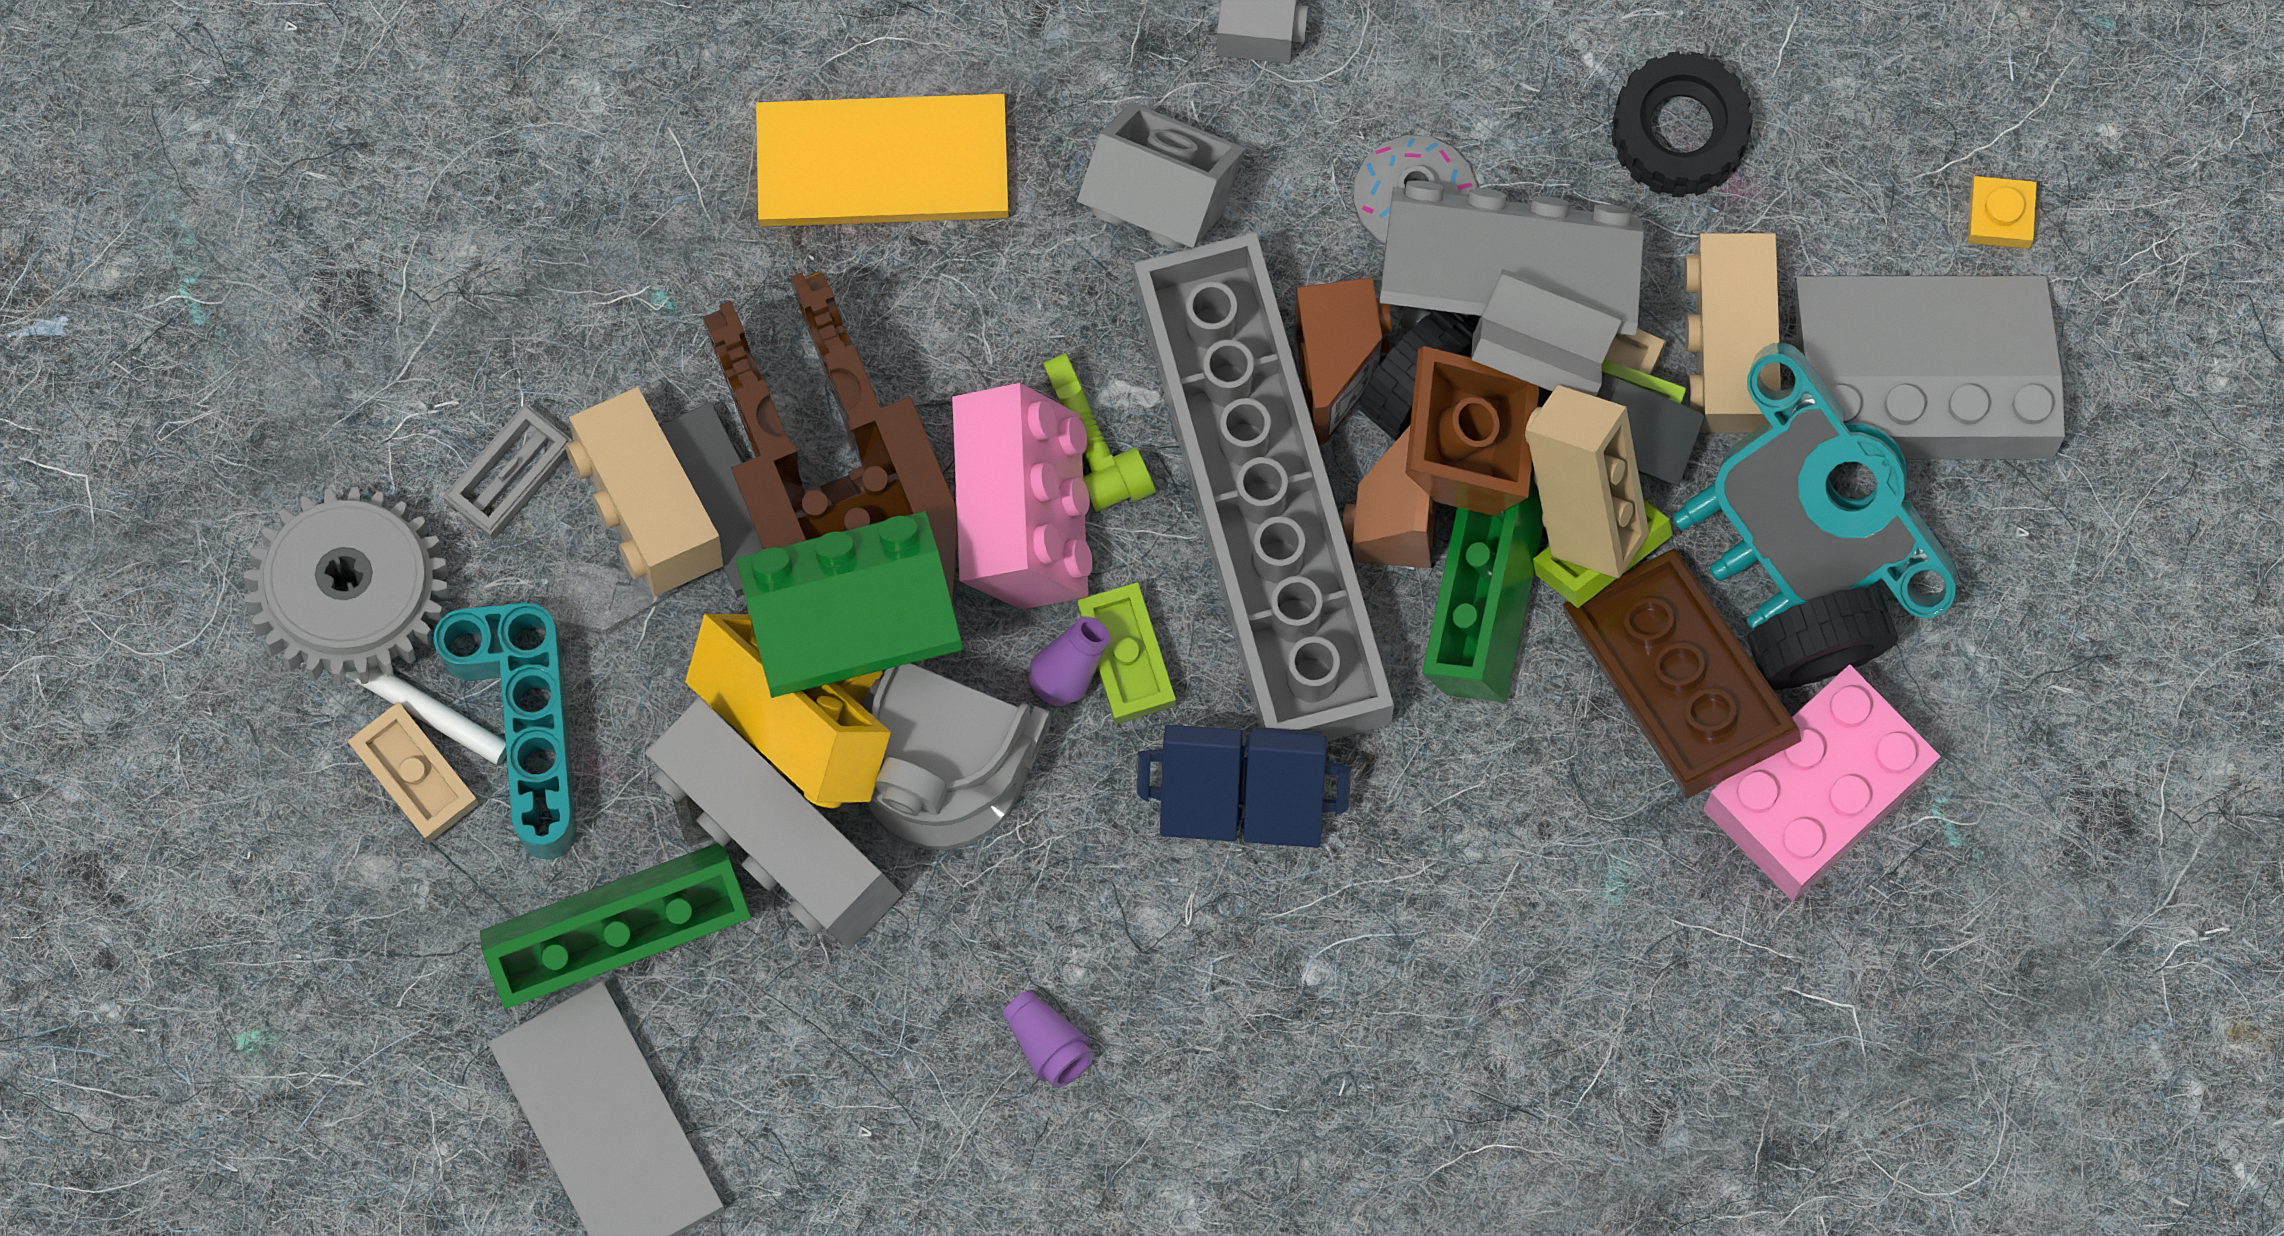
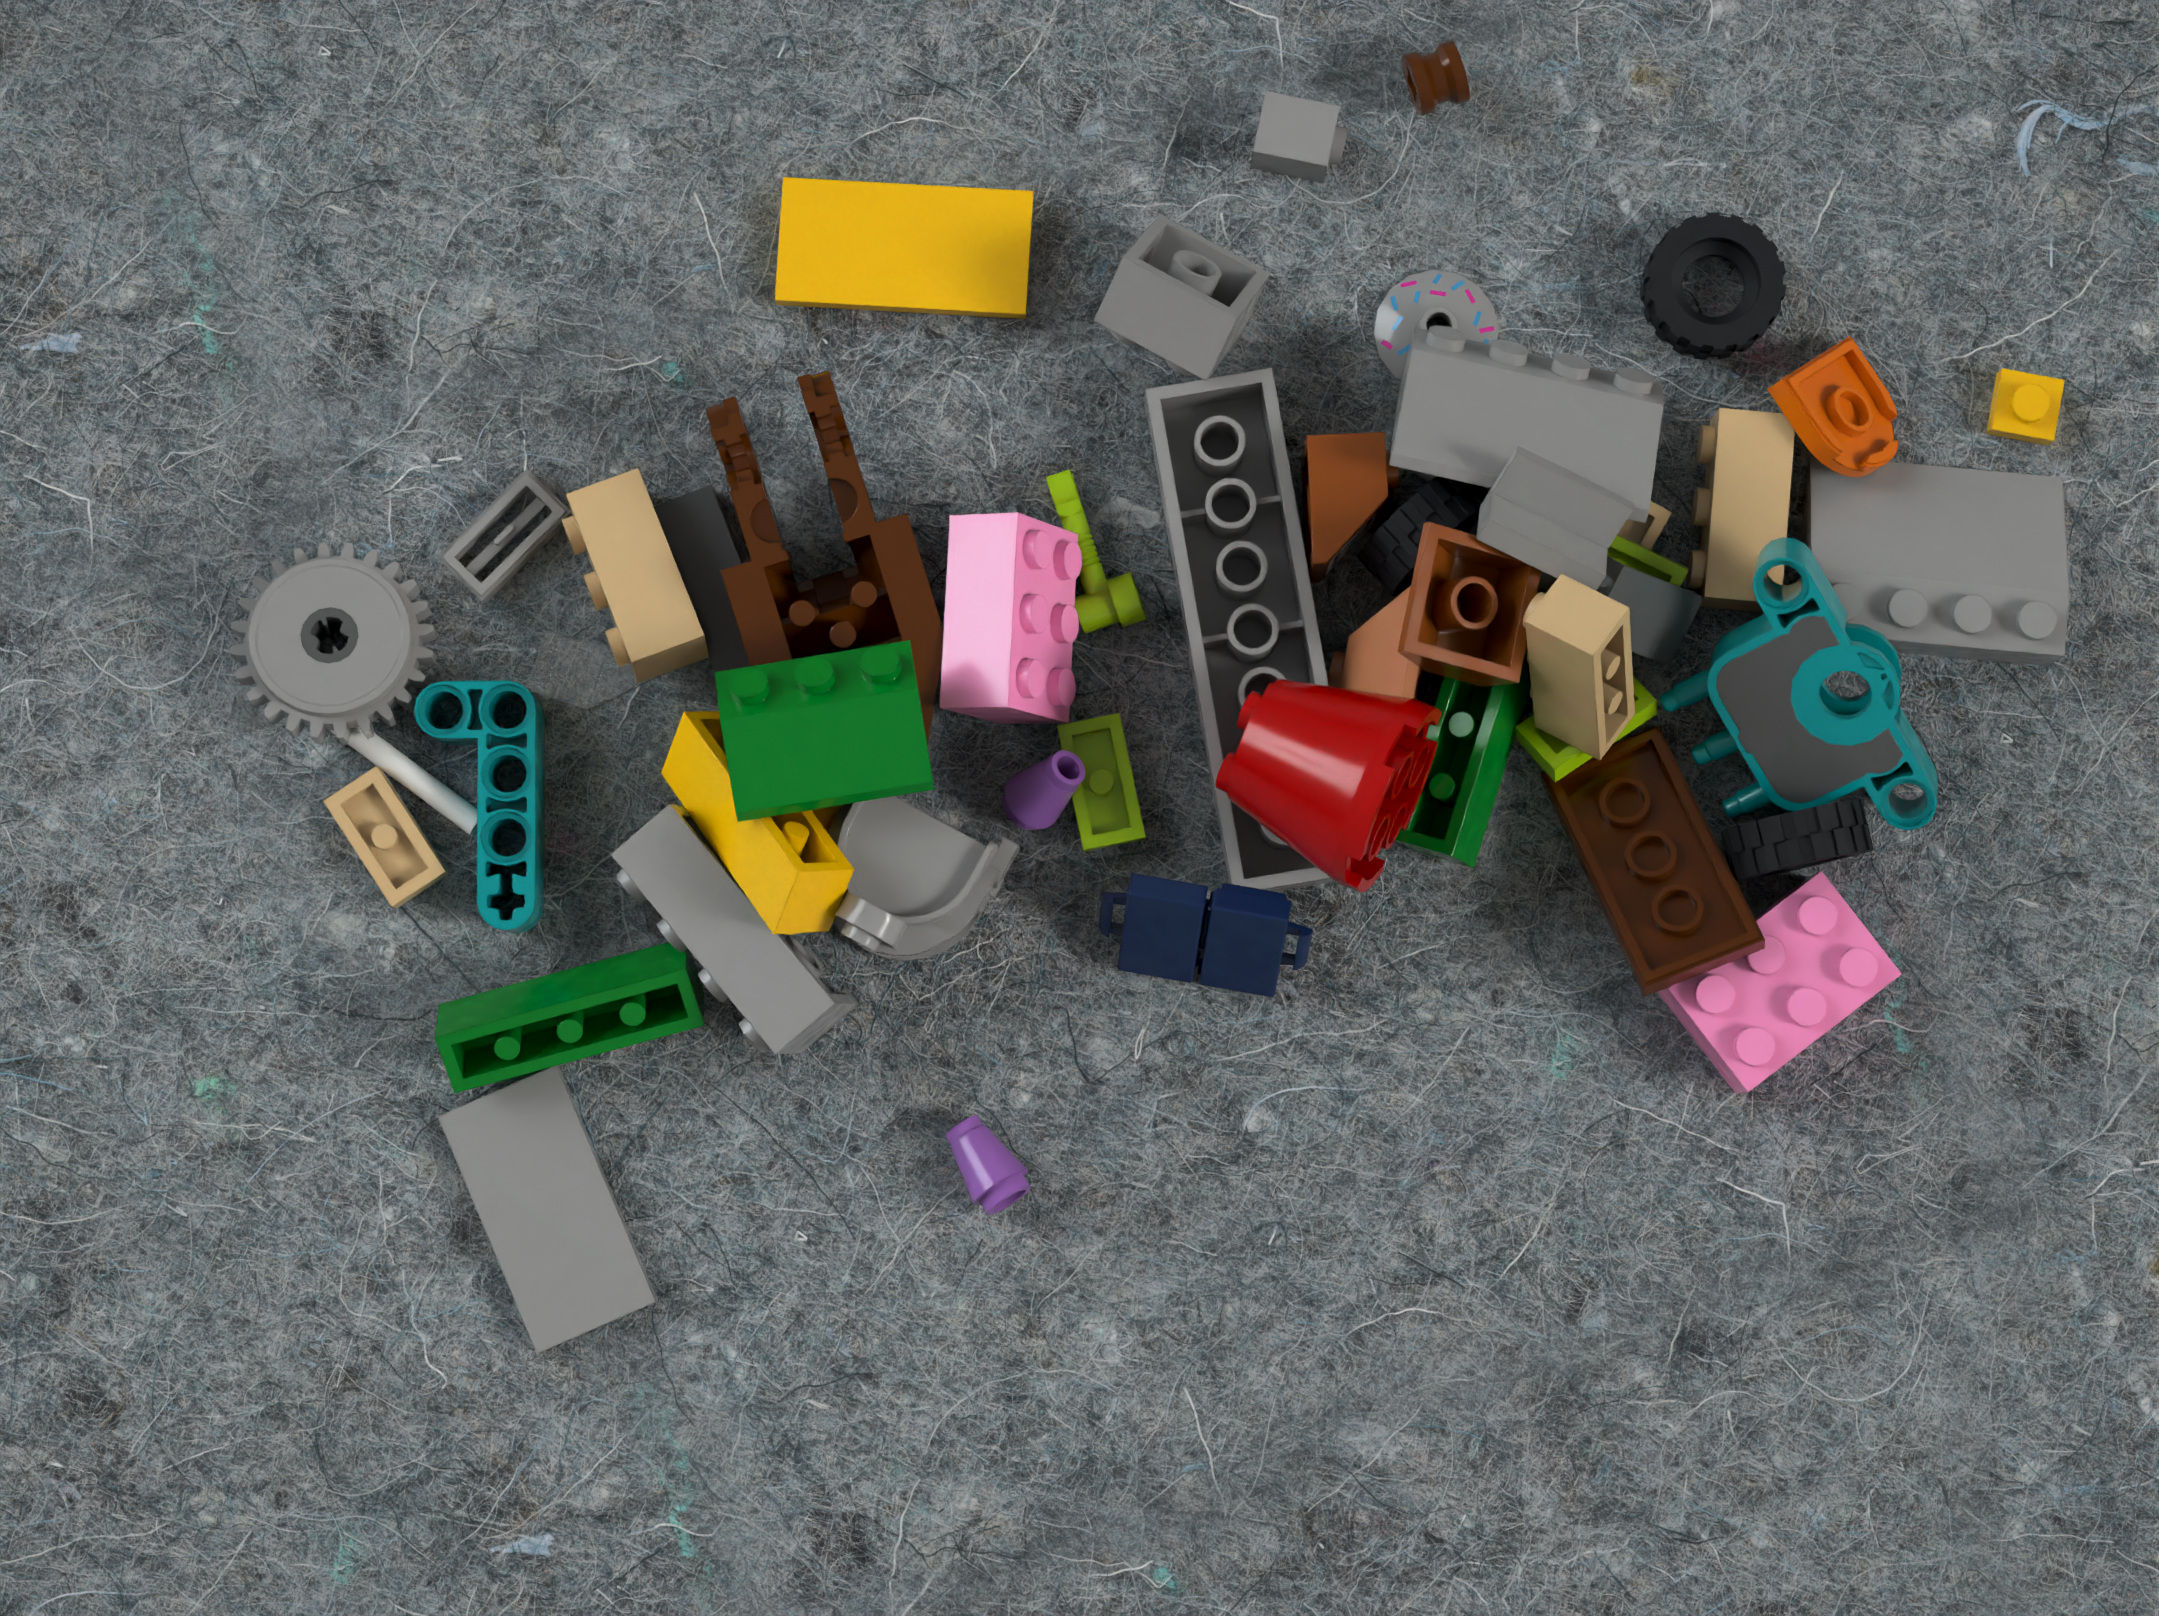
camera: 10 degrees right, 10 degrees up
(1354, 598) = (1331, 772): none -> red cone
(1819, 227) = (1840, 410): none -> orange tile

